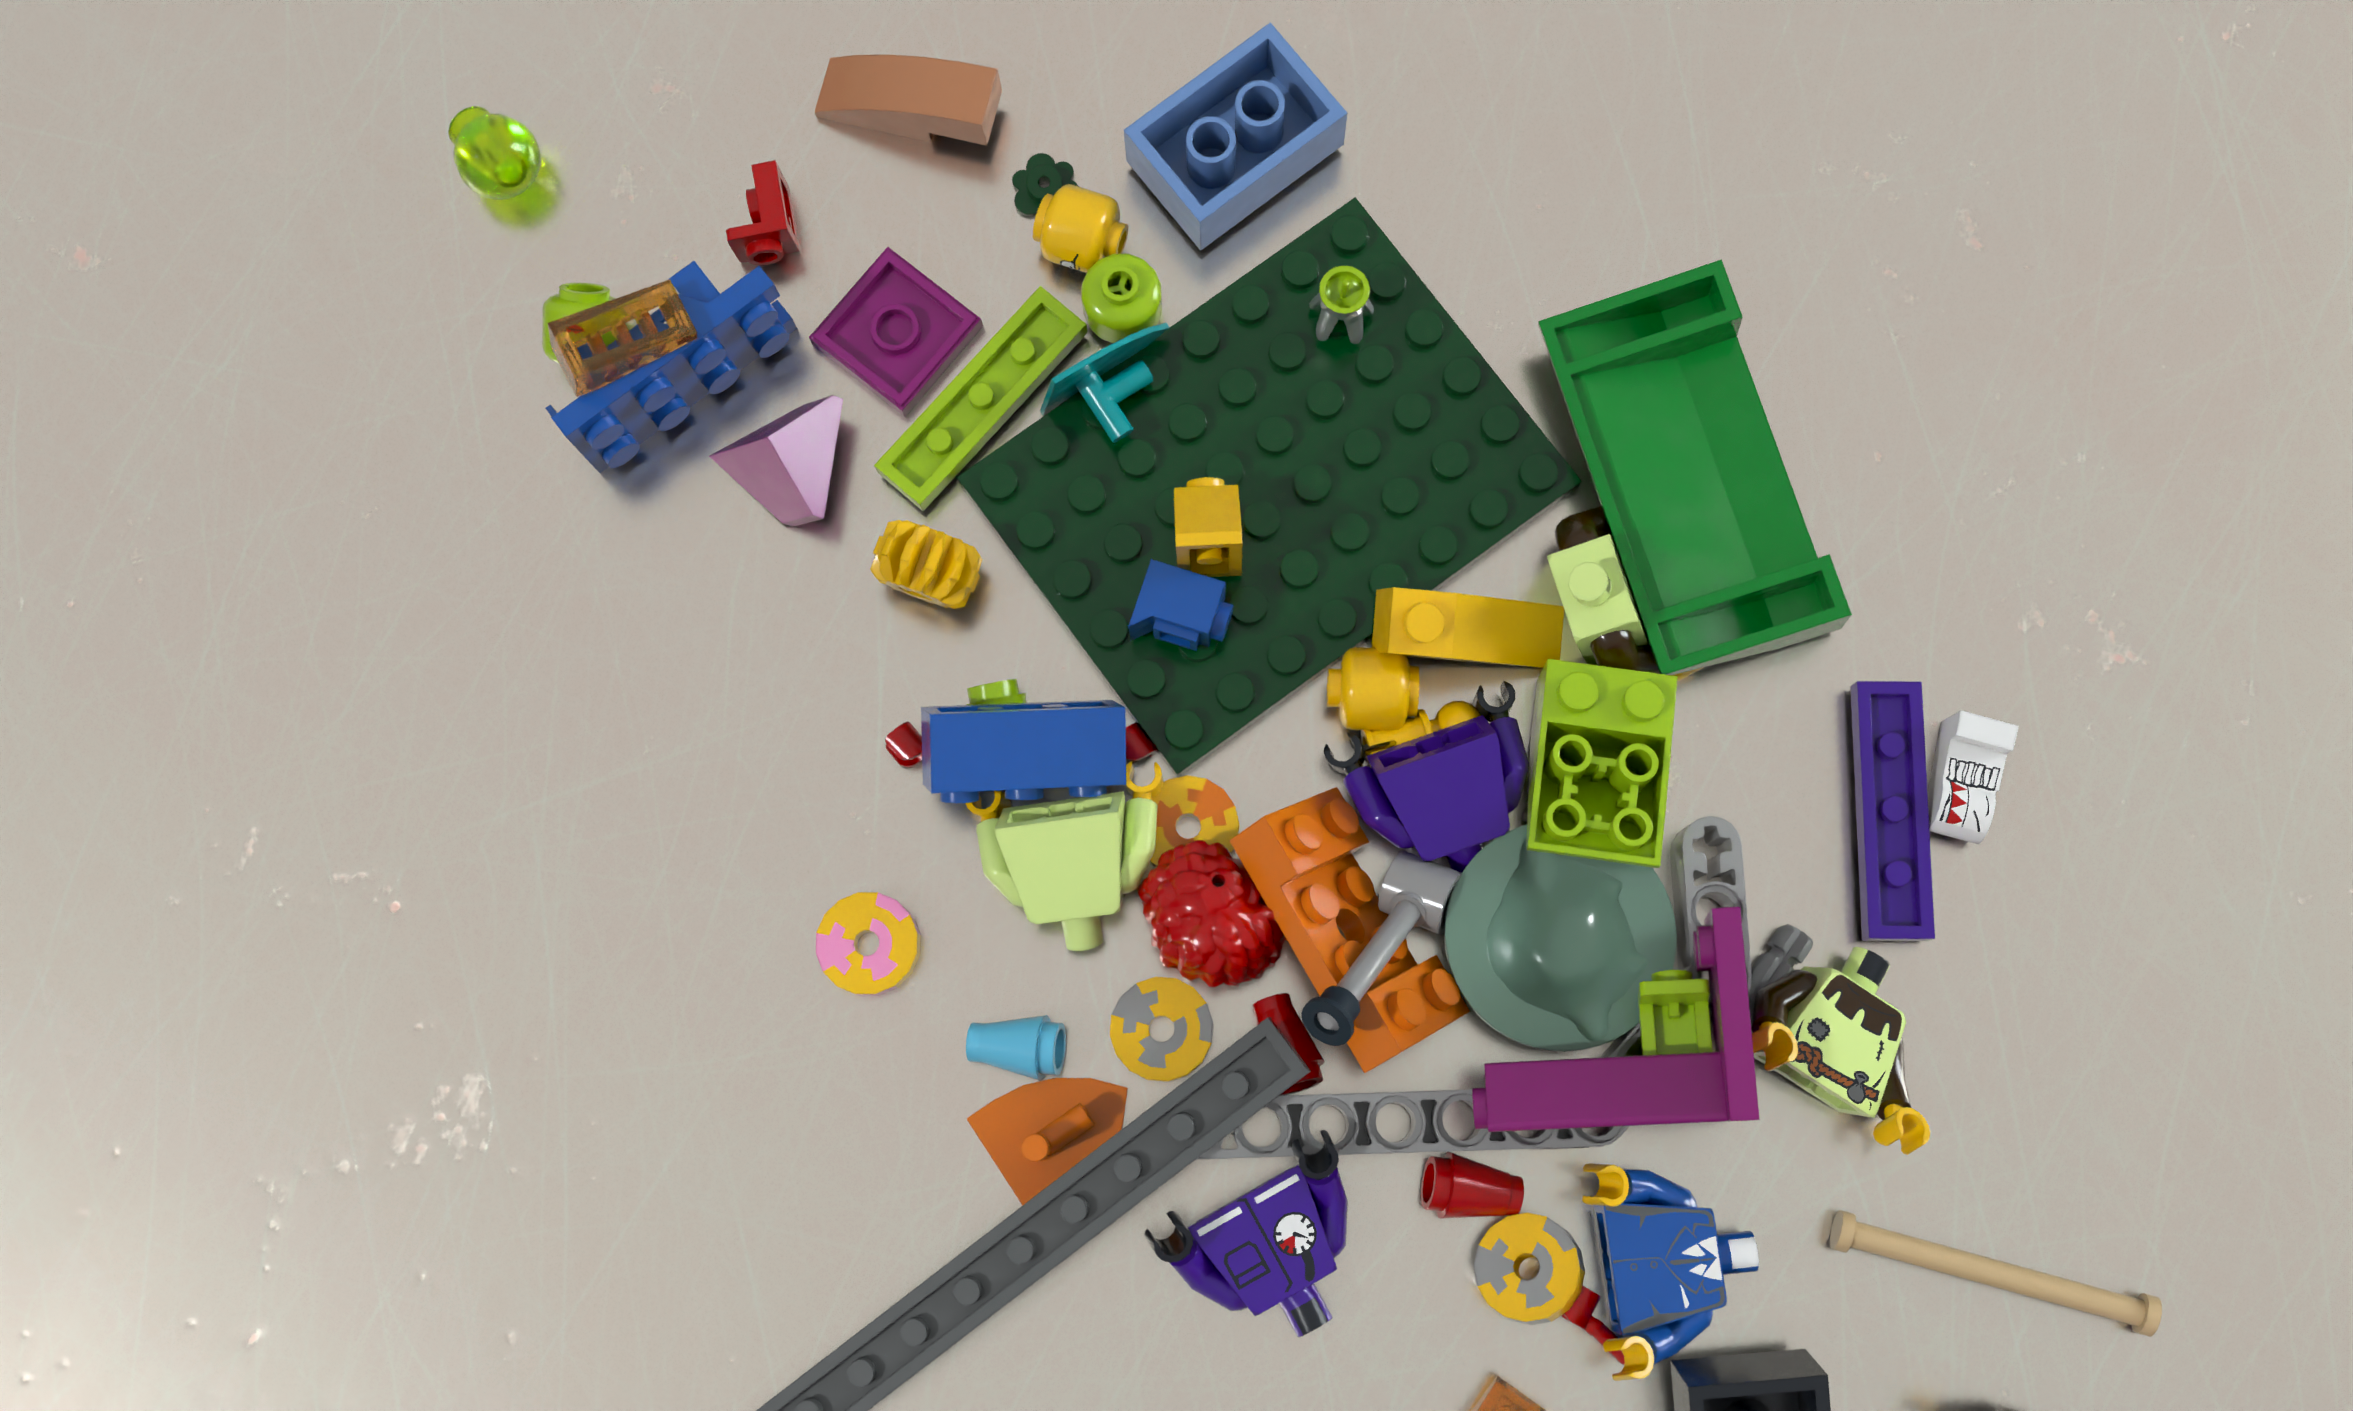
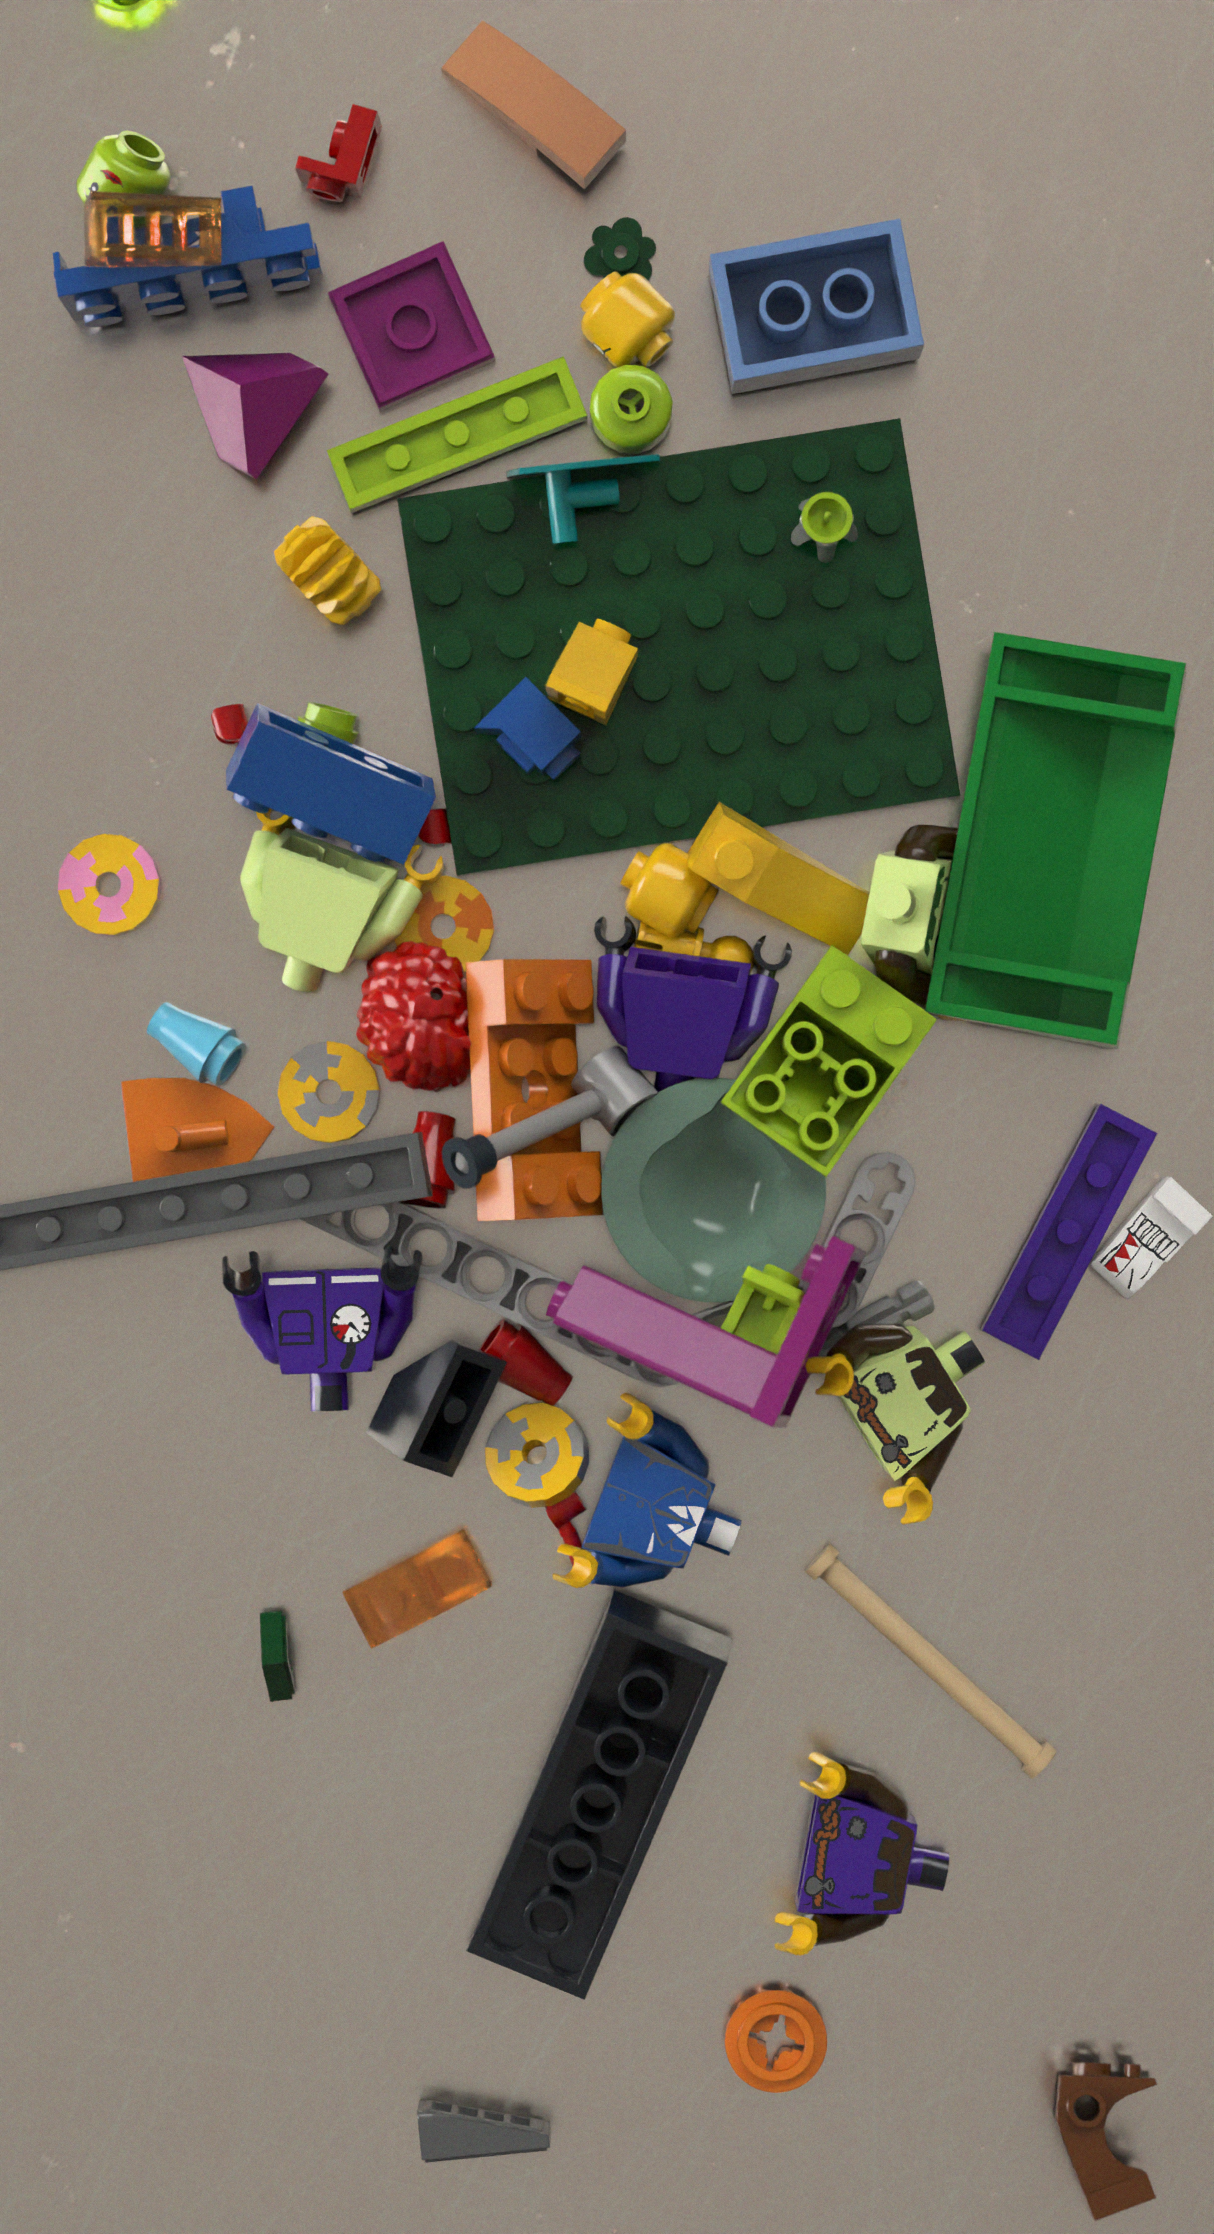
camera: 20 degrees right, 10 degrees up
(1415, 1271) = (436, 1406): none -> black slope

